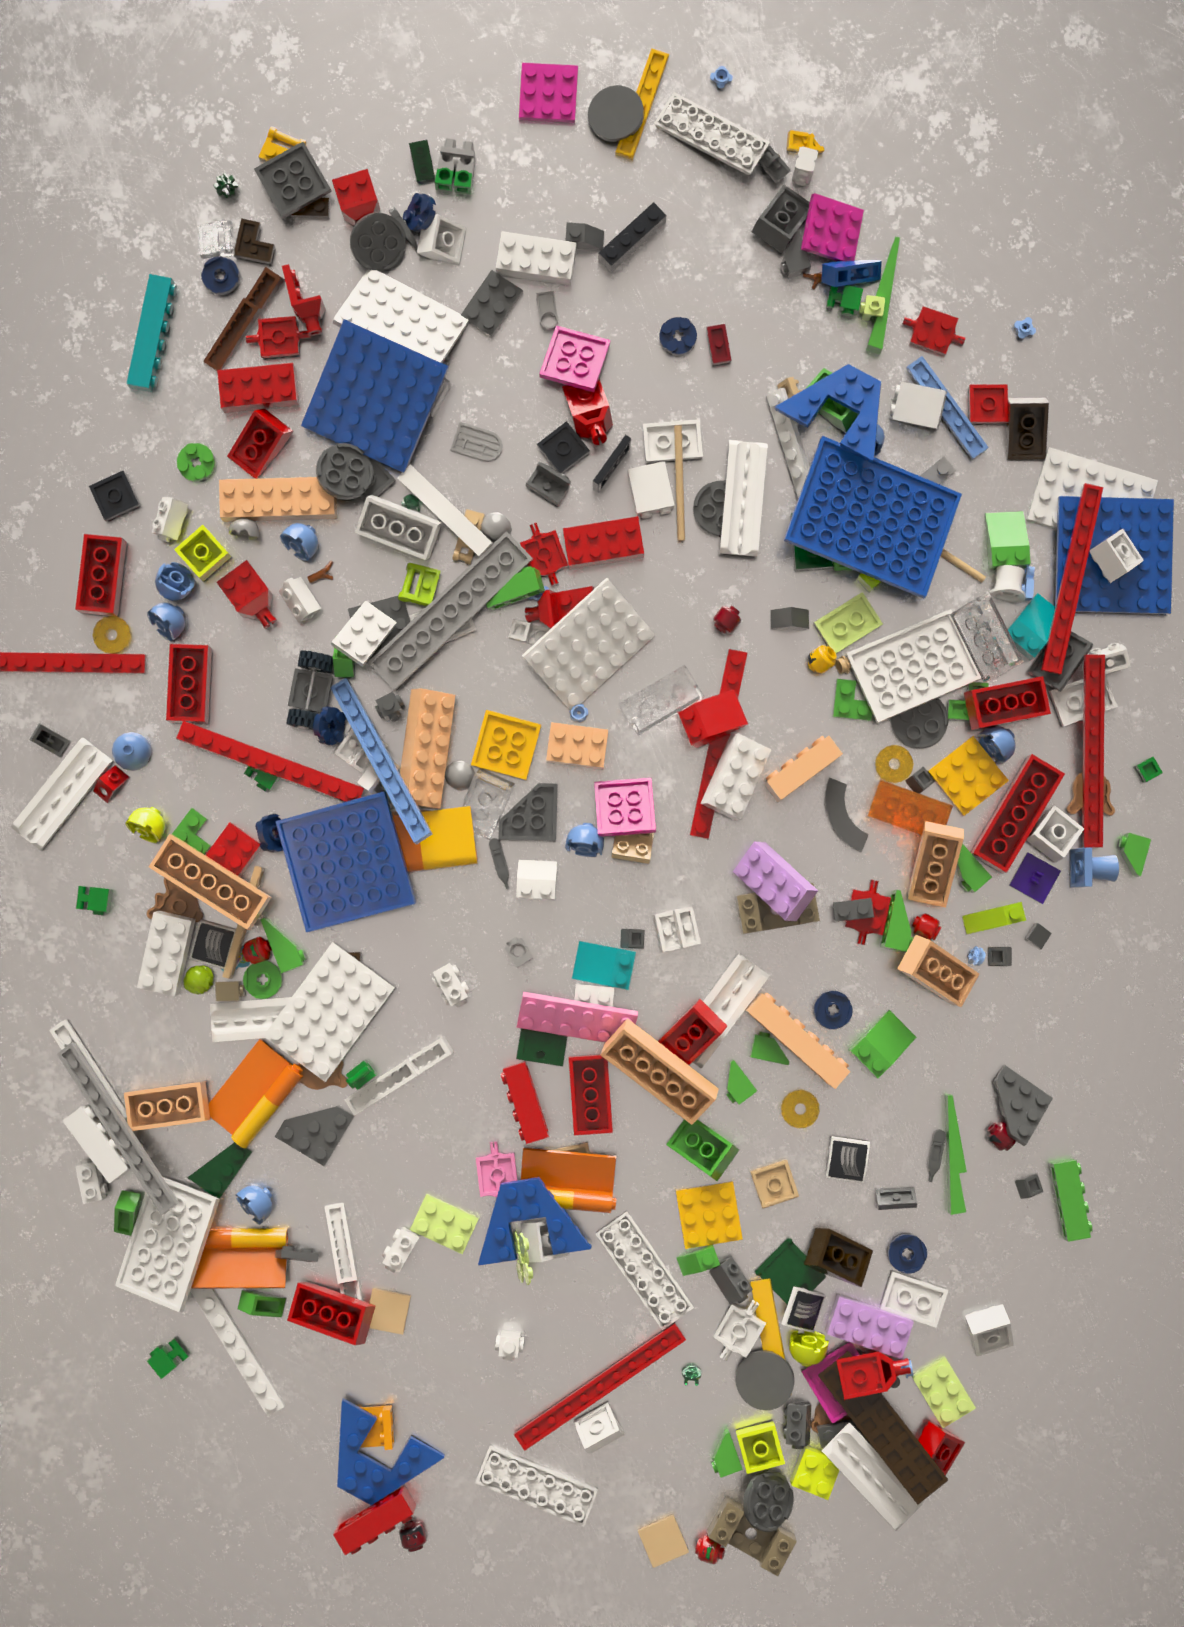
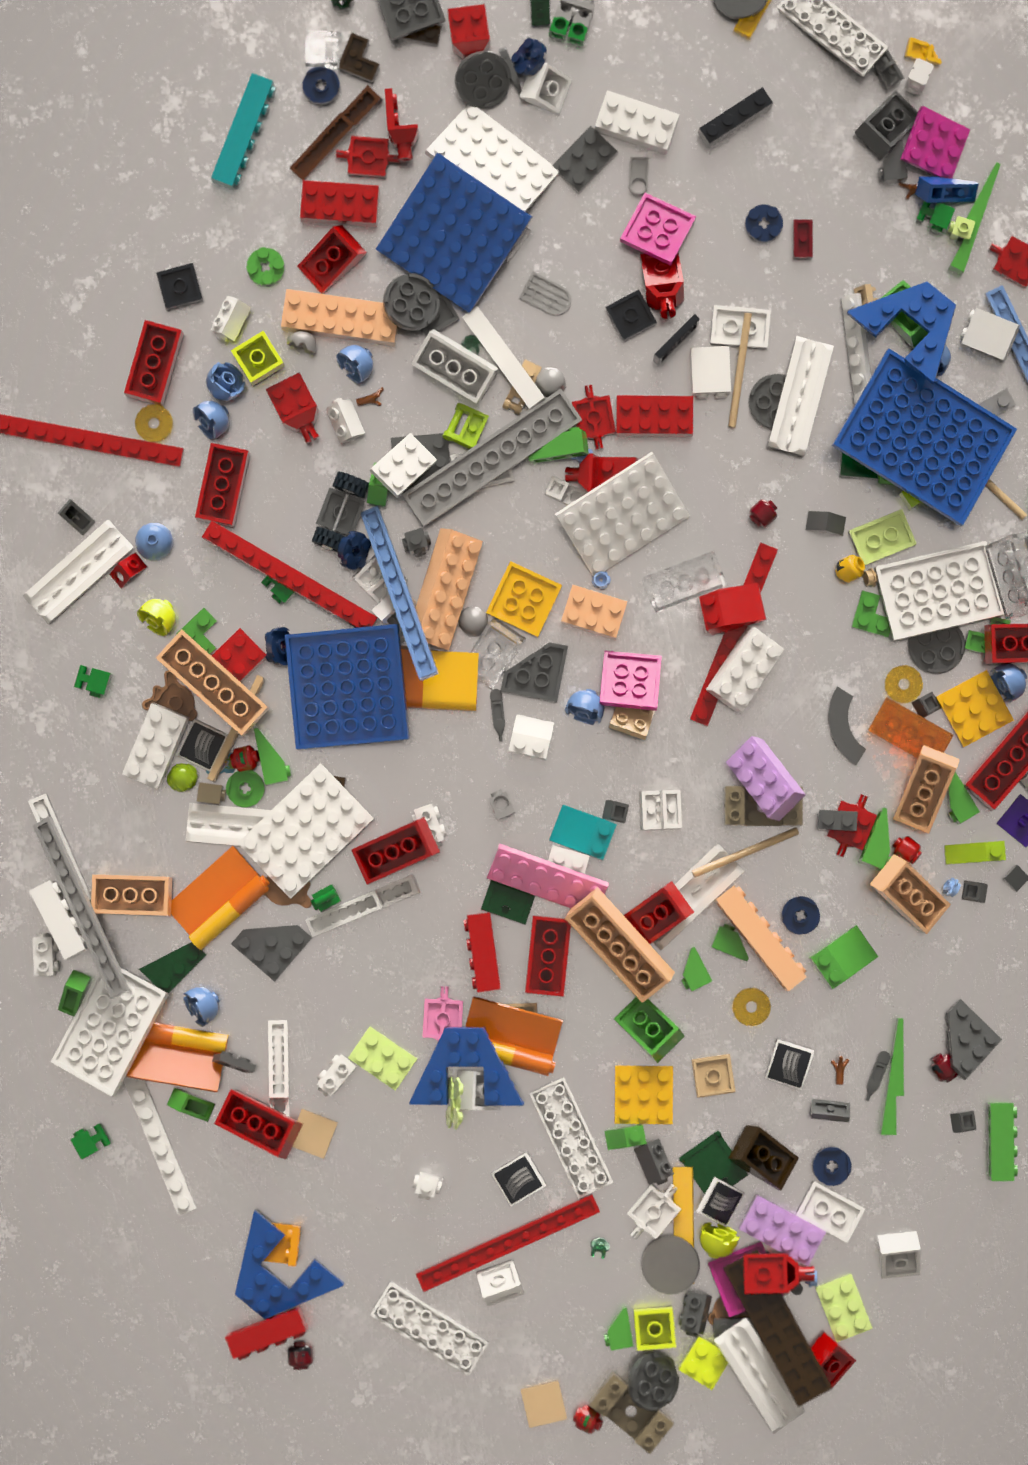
camera: 10 degrees right, 0 degrees up
(421, 1016) = (395, 850): none -> red brick
(549, 483) = (610, 348): dark grey bracket -> none
(585, 236) = (688, 108): dark grey slope -> none
(599, 1321) = (518, 1179): none -> slope
(767, 957) = (745, 852): none -> tan piece
(802, 769) = (812, 673): light nougat brick -> none
(898, 1155) = (840, 1067): none -> dark orange bar

